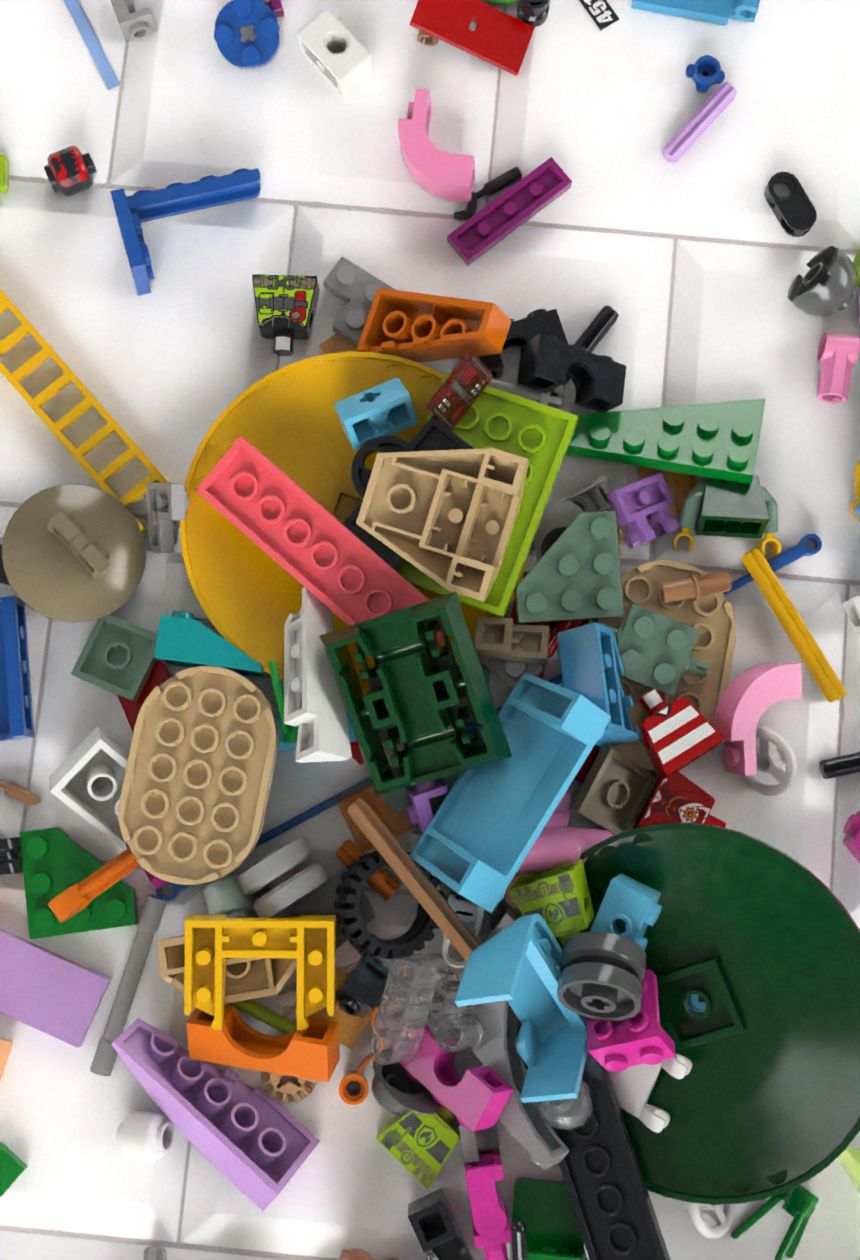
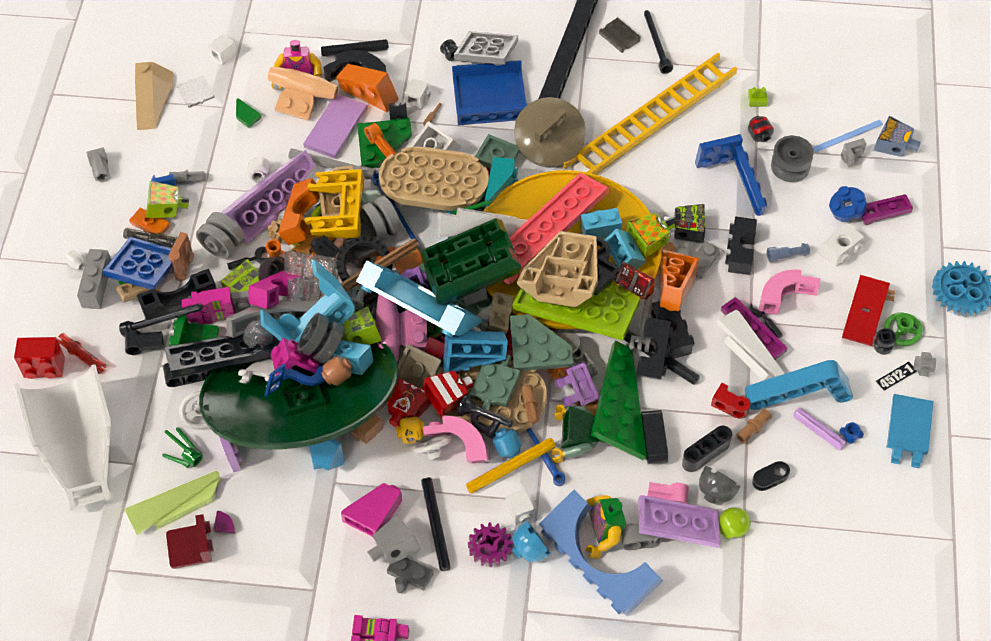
camera: 90 degrees right, 25 degrees down
(147, 116) = (792, 158): none -> dark grey wheel
(165, 504) = (574, 166): light grey plate -> none
(312, 455) = (600, 223): none -> medium azure brick
(321, 1202) = (220, 235): none -> light grey wheel
(338, 364) = (650, 233): none -> lime torso
(352, 167) = (774, 253): none -> sand blue piece
(360, 228) = (741, 258): none -> black arch
(360, 1138) = (258, 253): none -> black piece
(557, 217) = (748, 346): none -> white wedge
(641, 93) = (799, 383): none -> dark azure beam
(663, 250) = (730, 403): none -> red leg
(673, 939) = (336, 370): none -> nougat head
(673, 974) = (283, 374): none -> blue piece
(701, 223) = (754, 426): none -> medium nougat pin
(705, 692) = (468, 406): none -> black piece
(729, 382) = (654, 437): none -> black beam
(736, 800) = (410, 430): none -> yellow head
(749, 283) = (704, 456): none -> black beam
(757, 629) = (507, 442): none -> dark azure head

